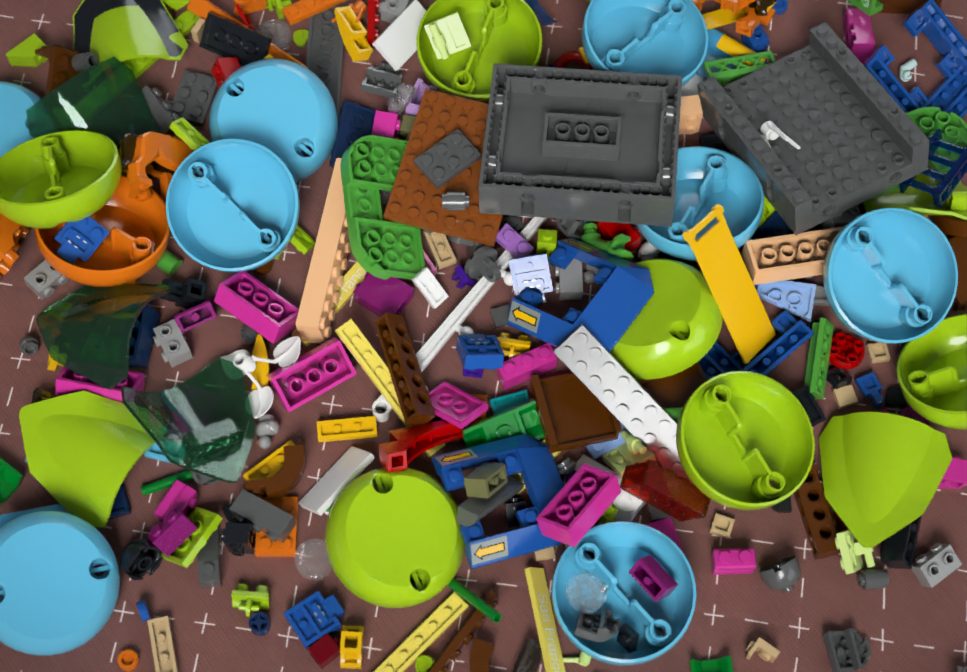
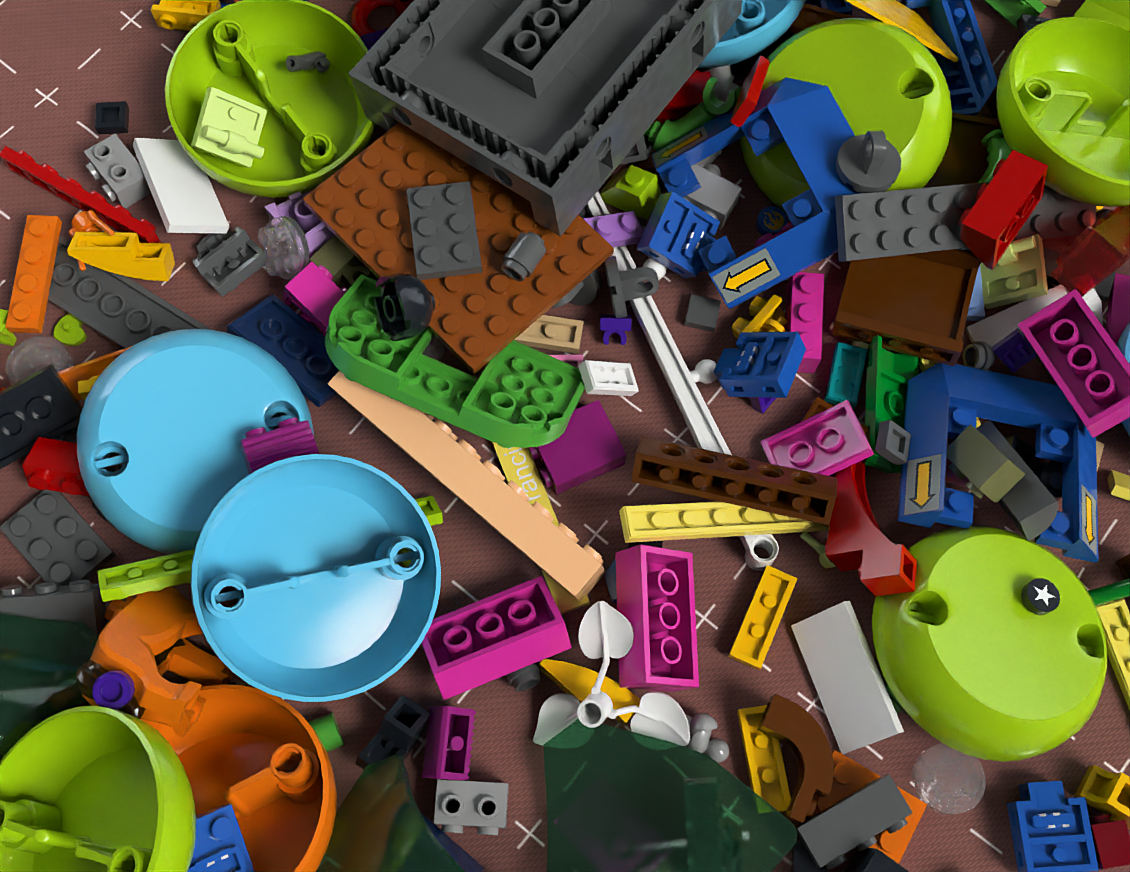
camera: 60 degrees left, 5 degrees up
(128, 149) = (113, 689): none -> dark purple tile
(291, 156) = (287, 441): none -> magenta brick
(392, 164) = (403, 306): none -> black cylinder
(425, 538) = (1040, 596): none -> black tile
(475, 435) = (893, 442): none -> dark grey plate
(514, 47) = (308, 62): none -> dark grey arm
(615, 331) = (868, 162): none -> dark grey tile
(624, 255) = (750, 91): none -> red tile
(644, 419) = (1003, 207): none -> red slope

